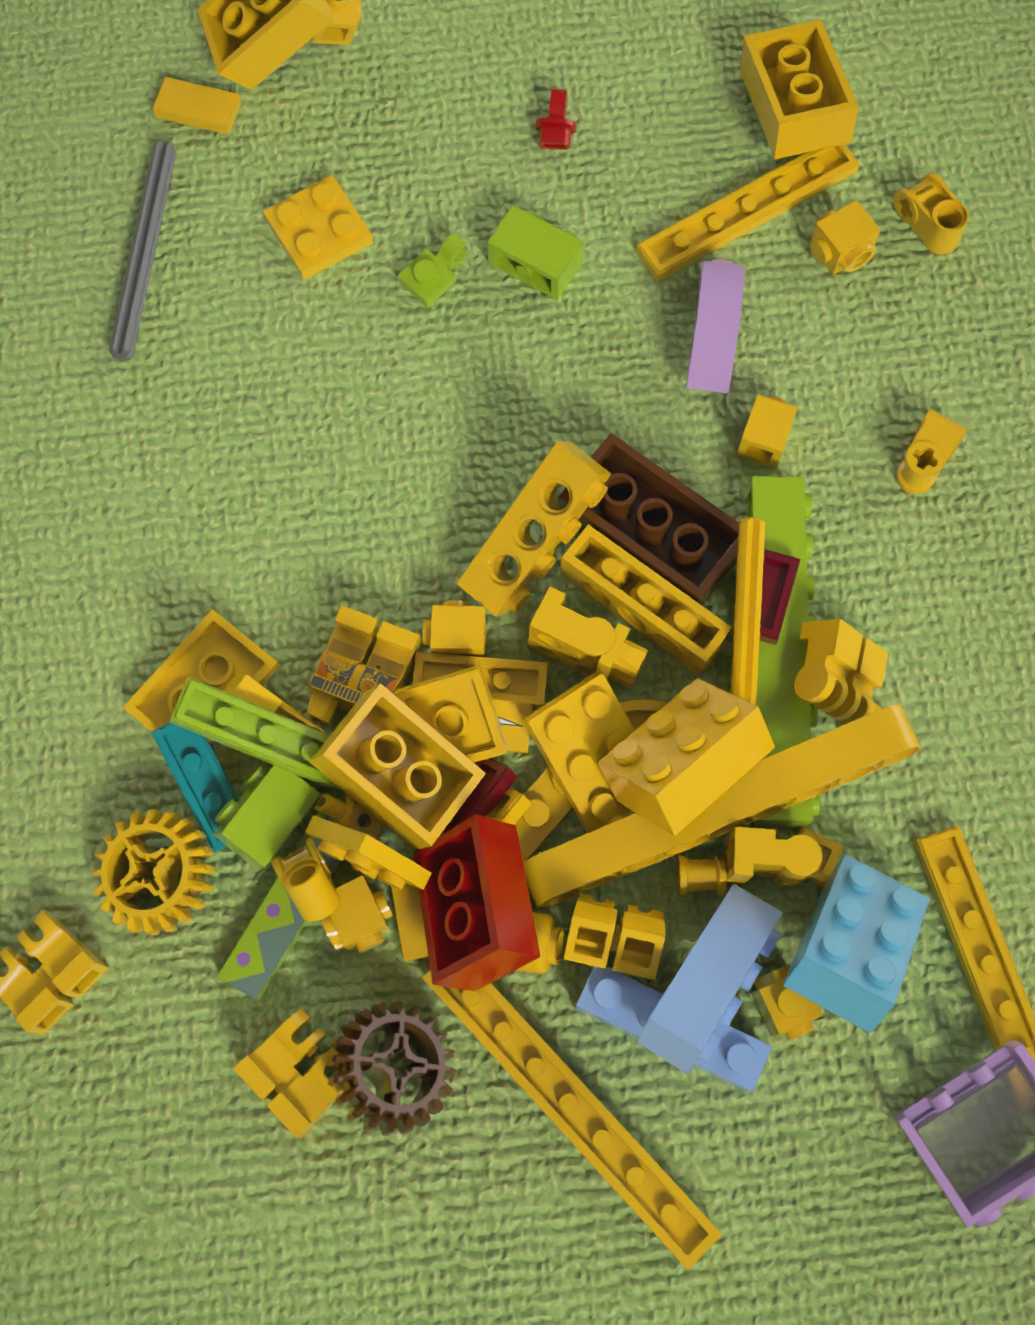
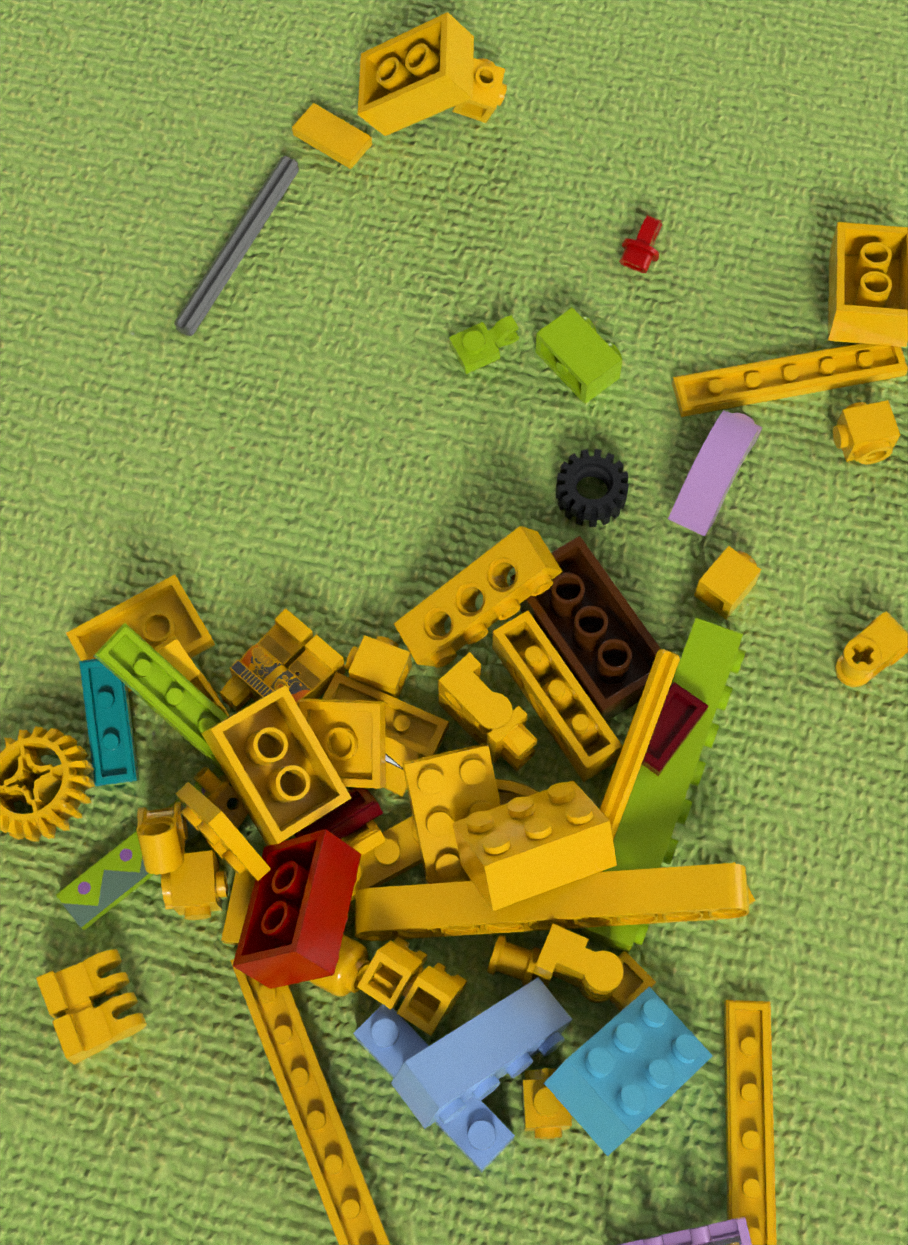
camera: 20 degrees right, 5 degrees down
(264, 813) = (149, 767): lime brick -> none
(318, 227) = (396, 273): yellow plate -> none
(399, 1030) = (154, 1020): reddish brown gear -> none
(604, 360) = (596, 467): none -> black tyre
(840, 670) = (708, 818): yellow legs -> none

